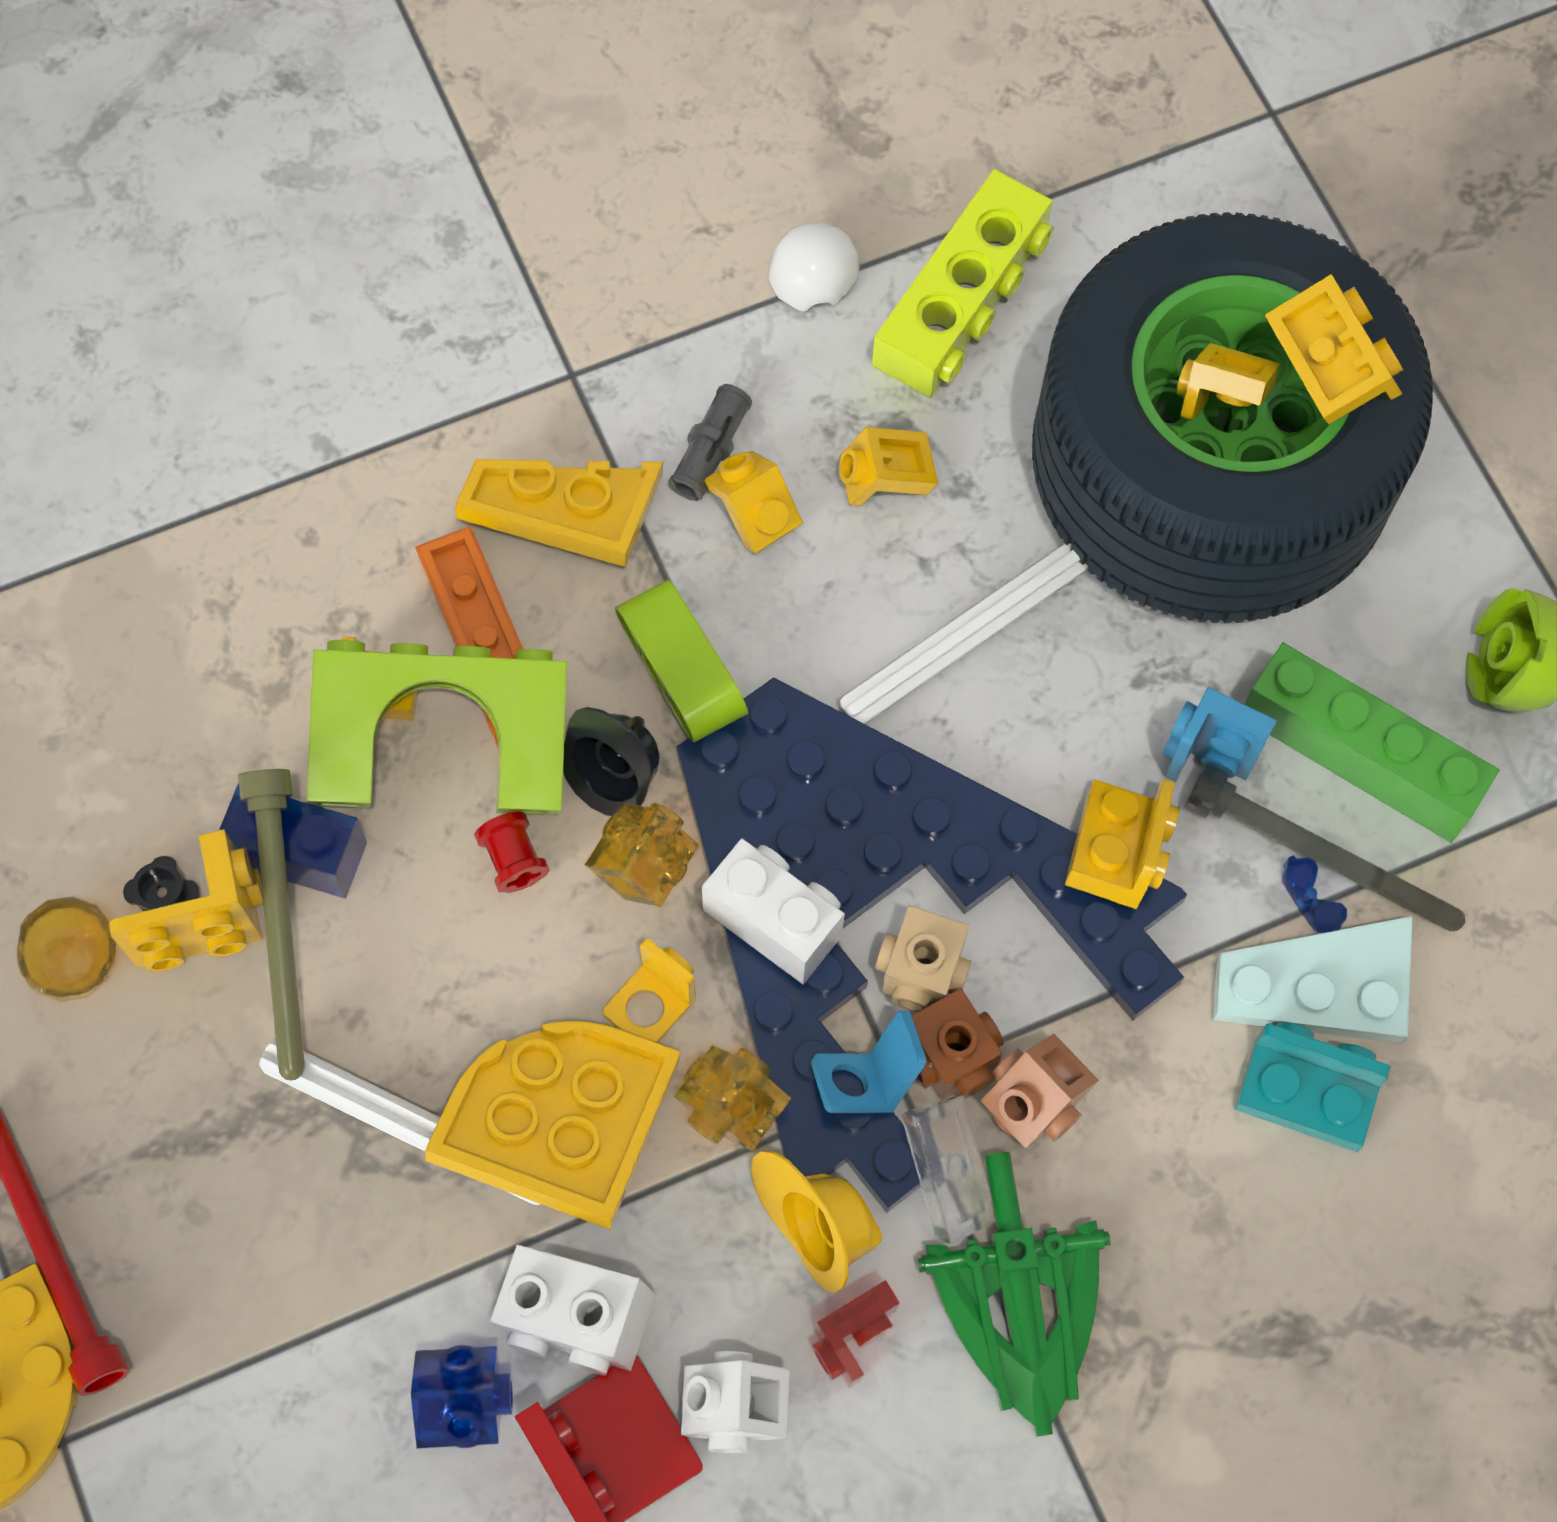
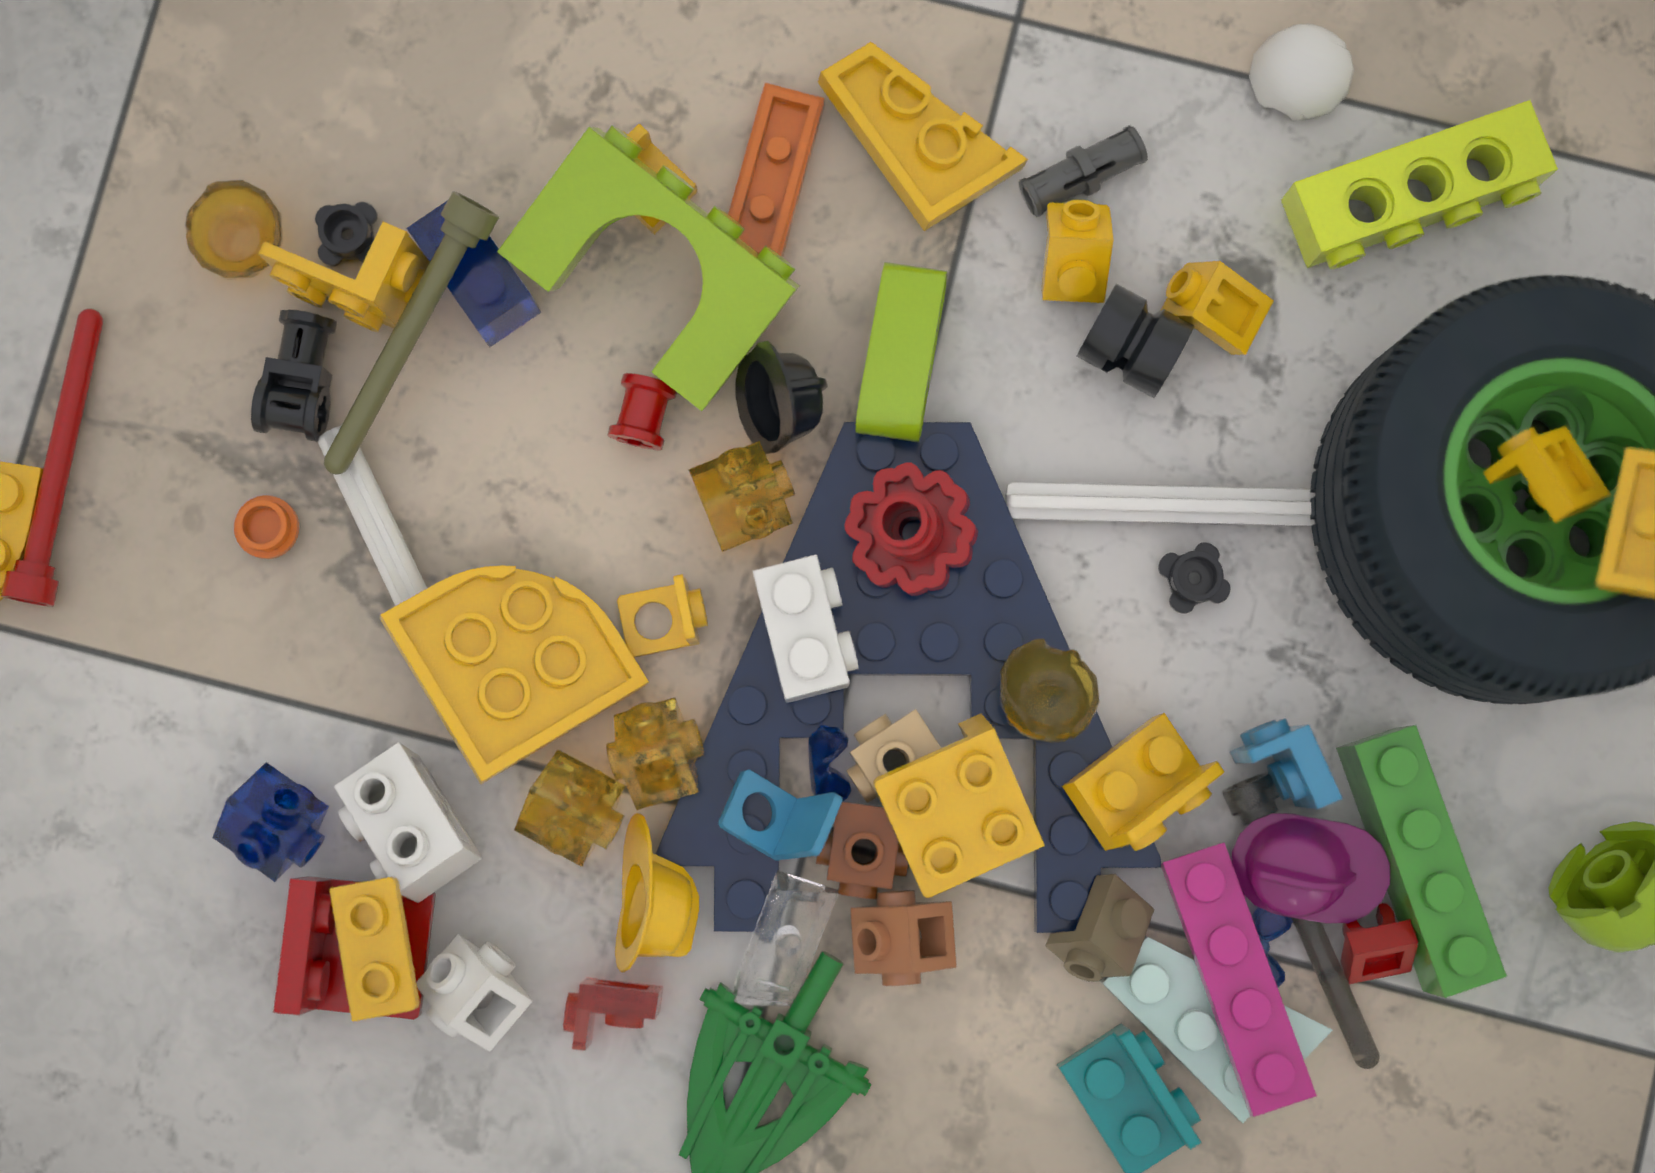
camera: 40 degrees right, 15 degrees up
(209, 1038) = (296, 378): none -> black connector
(267, 1169) = (266, 527): none -> orange plate
(630, 1416) = (374, 948): none -> yellow bracket
(700, 1194) = (571, 809): none -> clear yellow brick
(814, 799) = (940, 543): none -> red plant
(850, 528) = (1135, 341): none -> black wheel
(859, 997) = (823, 748): none -> clear blue piece
(998, 819) = (1048, 692): none -> clear yellow hair
(1003, 954) = (958, 810): none -> yellow bracket
(1036, 652) = (1202, 561): none -> black plate
(1191, 973) = (1107, 932): none -> dark tan bracket
(1295, 807) = (1311, 868): none -> magenta piece
(1313, 928) = (1238, 980): none -> dark pink plate
(1393, 831) = (1378, 949): none -> red tile

